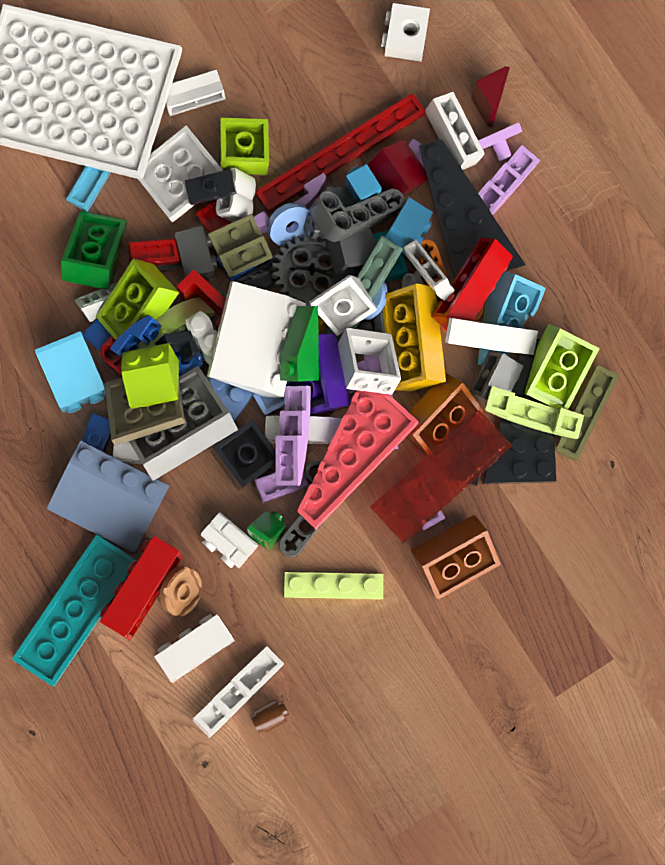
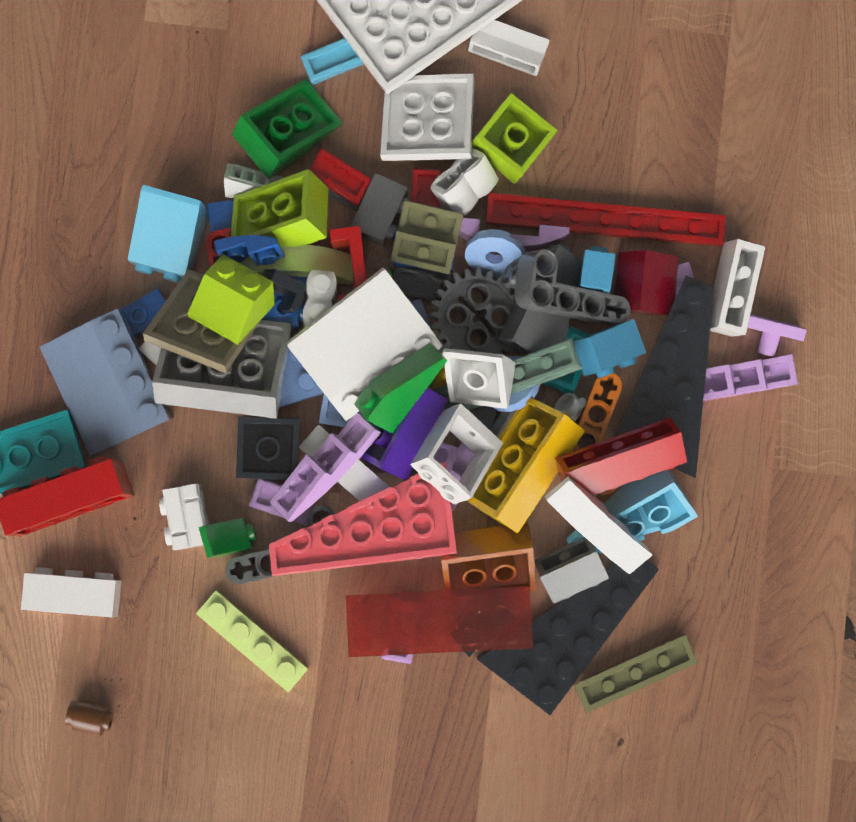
camera: 45 degrees right, 5 degrees up
(180, 591) = (99, 529): medium nougat tile -> none
(210, 187) = (443, 155): black plate -> none
(238, 692) = (79, 669): white slope -> none
(400, 20) = (773, 131): white brick -> none
(414, 252) = (590, 441): white piece -> none
(456, 557) = (390, 709): dark orange slope -> none
(488, 94) = (800, 277): dark red slope -> none
(533, 414) = (579, 634): yellowish green slope -> none
(559, 367) = (644, 608): lime slope -> none

